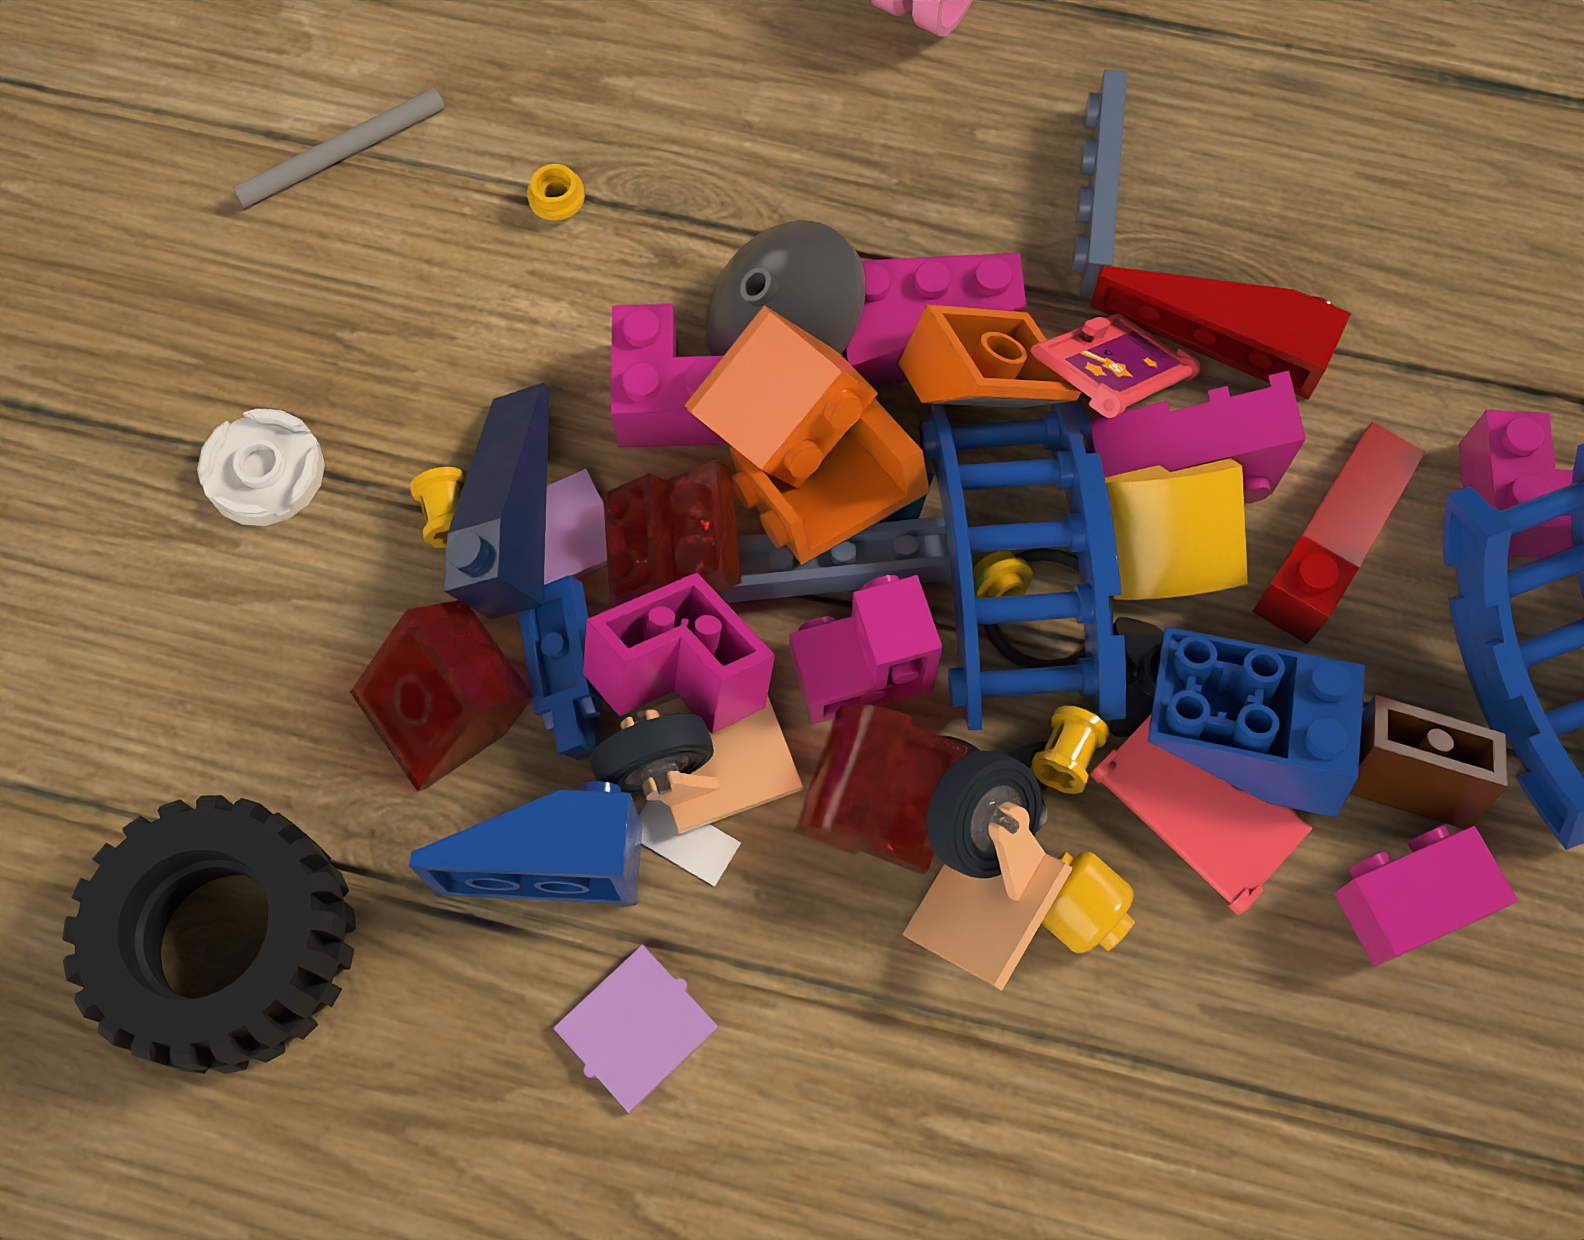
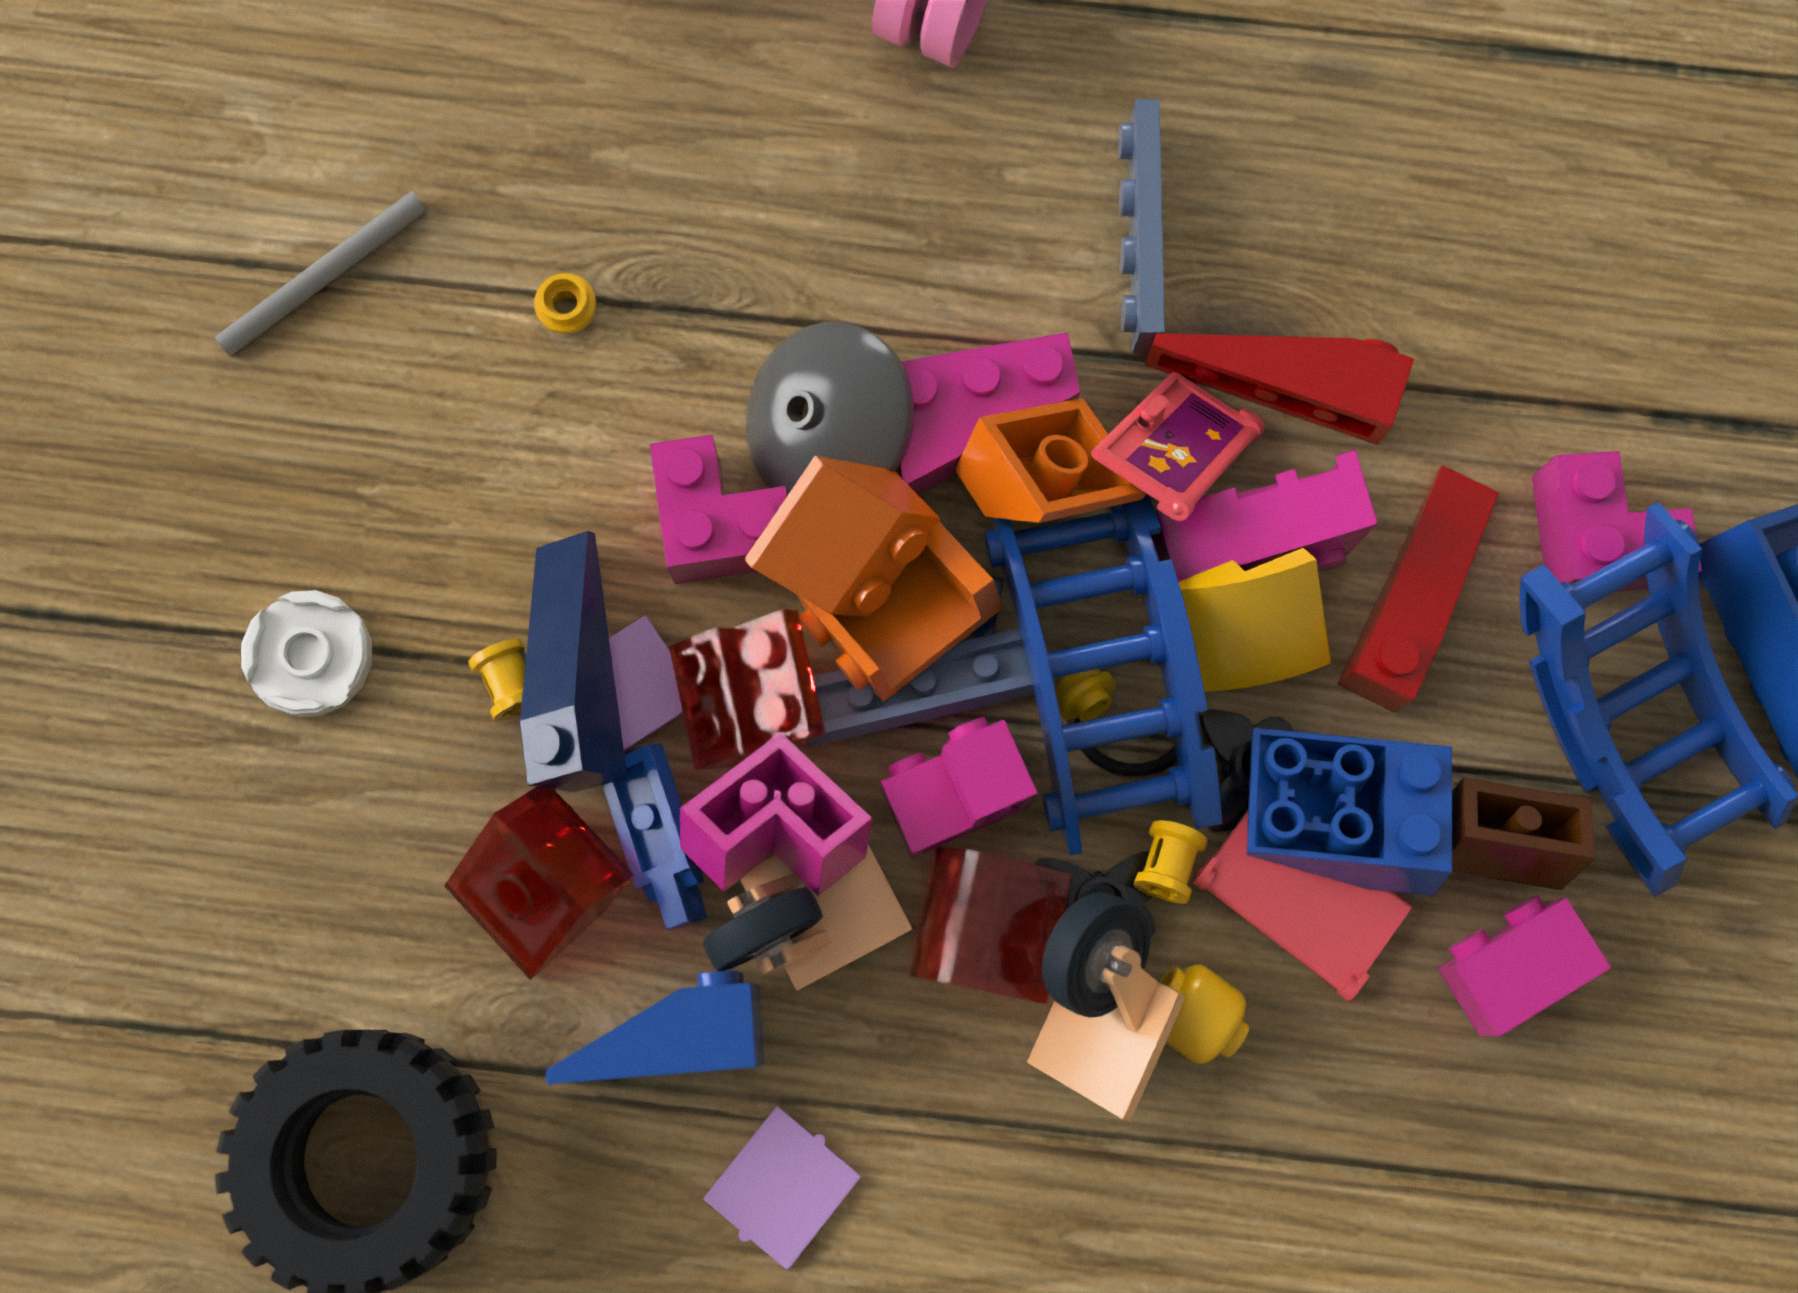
camera: 10 degrees left, 10 degrees up
(700, 851) = (818, 1004): white sticker -> none

